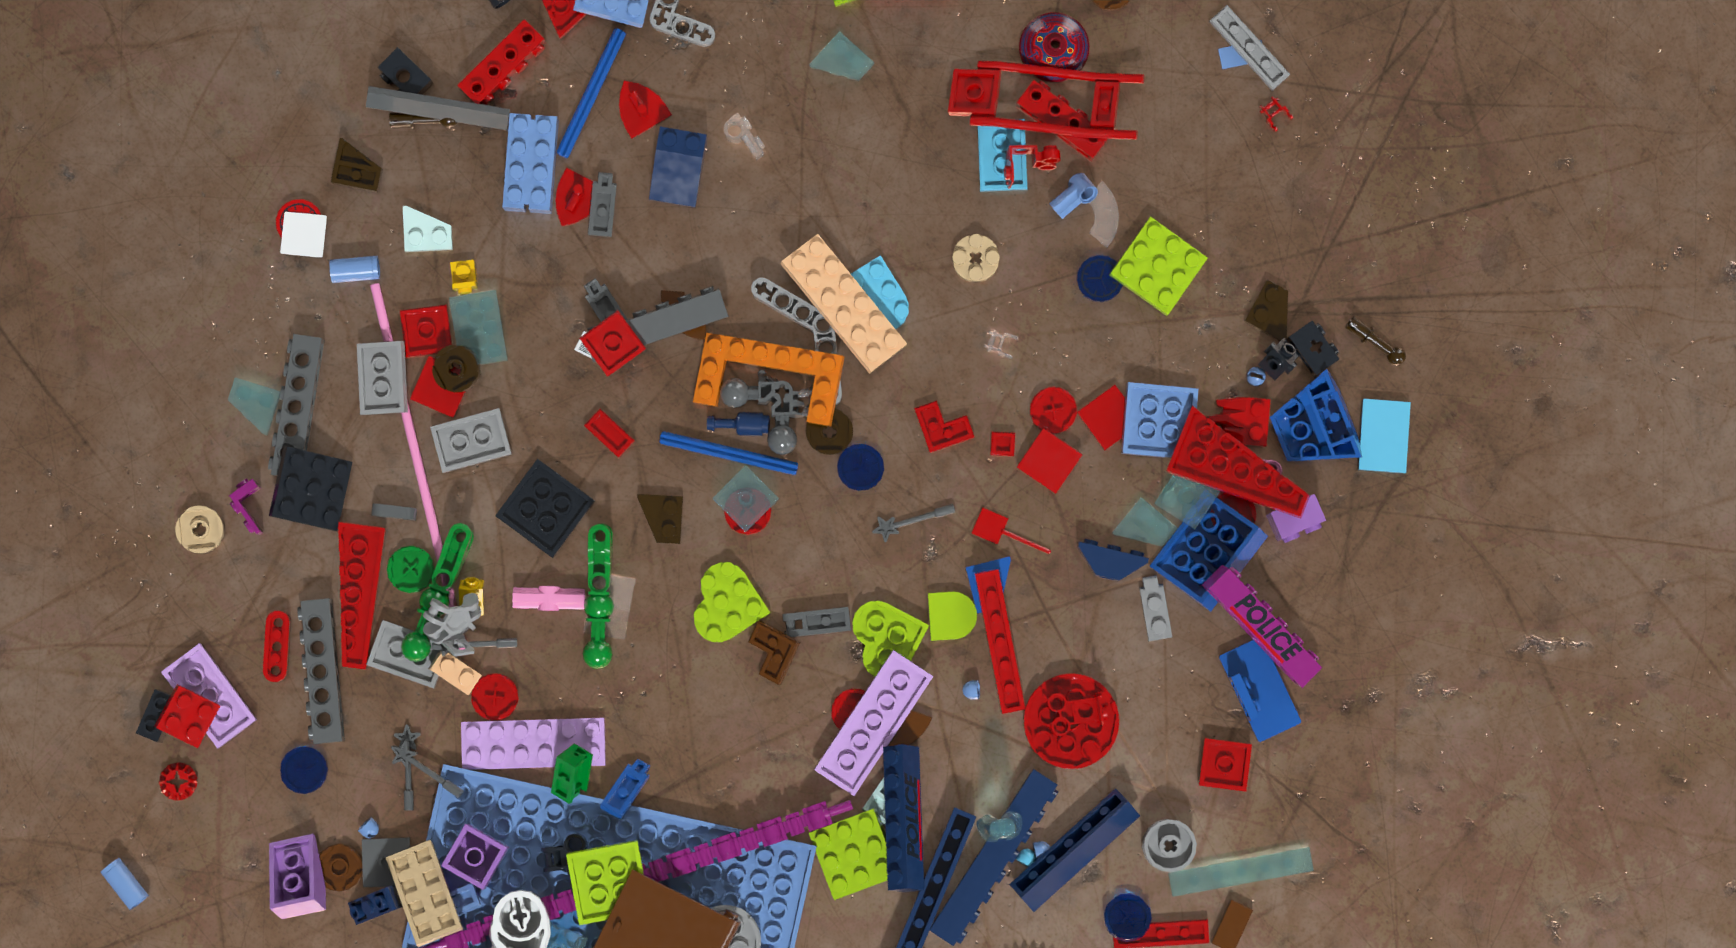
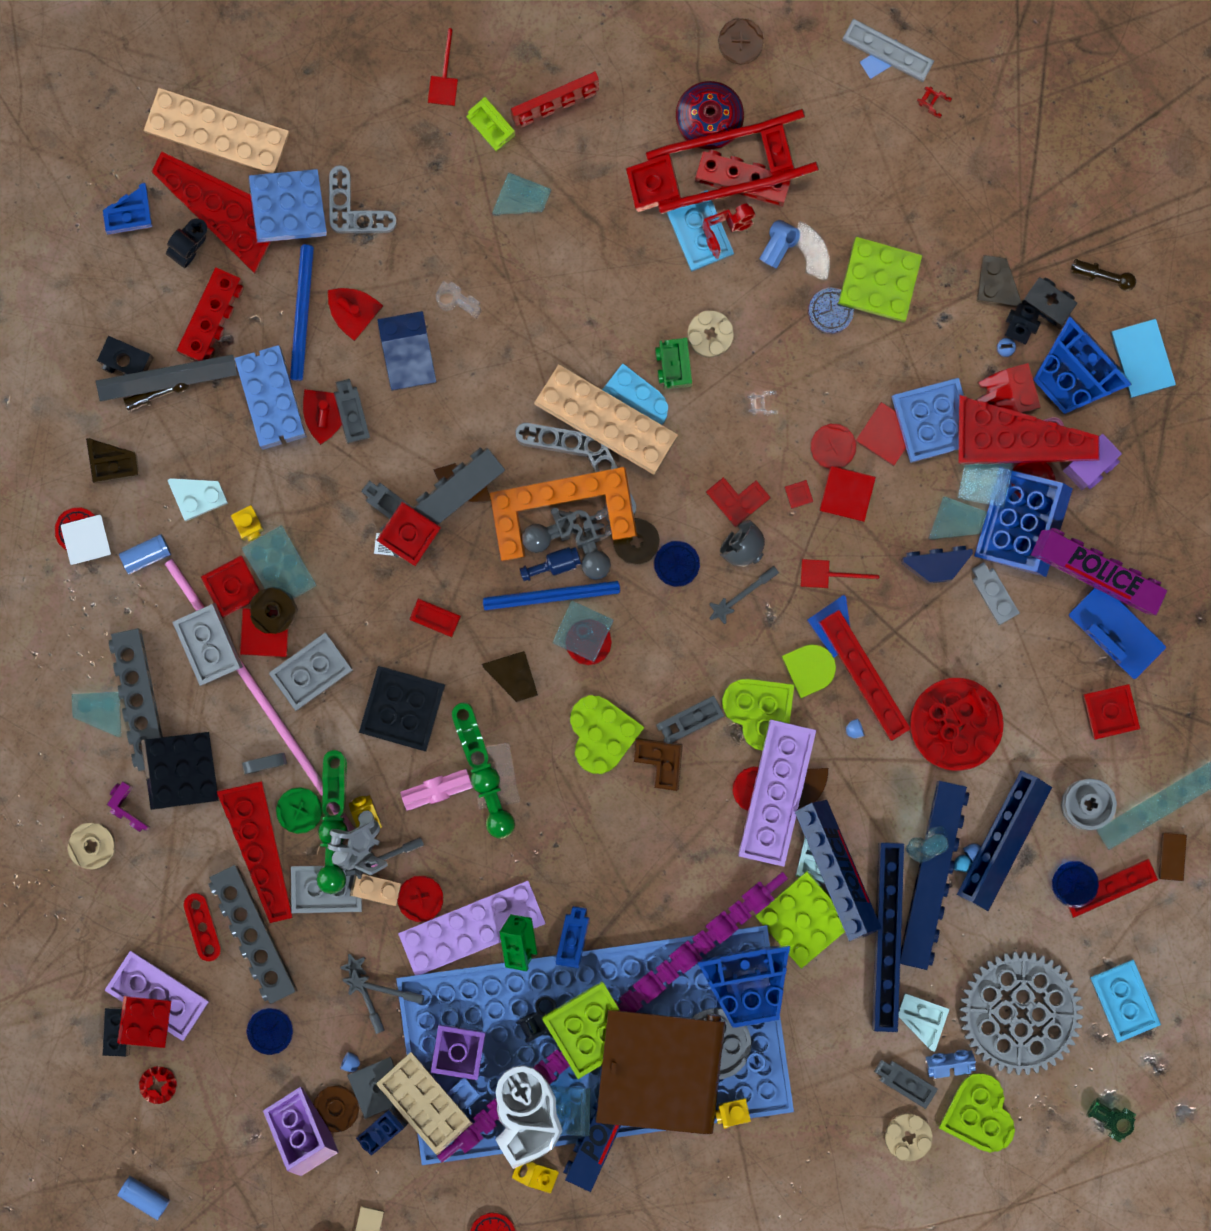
camera: 20 degrees left, 0 degrees up
(776, 895) = (748, 983): none -> blue wedge
(930, 274) = (675, 363): none -> green hinge
(931, 474) = (744, 546): none -> dark grey cylinder

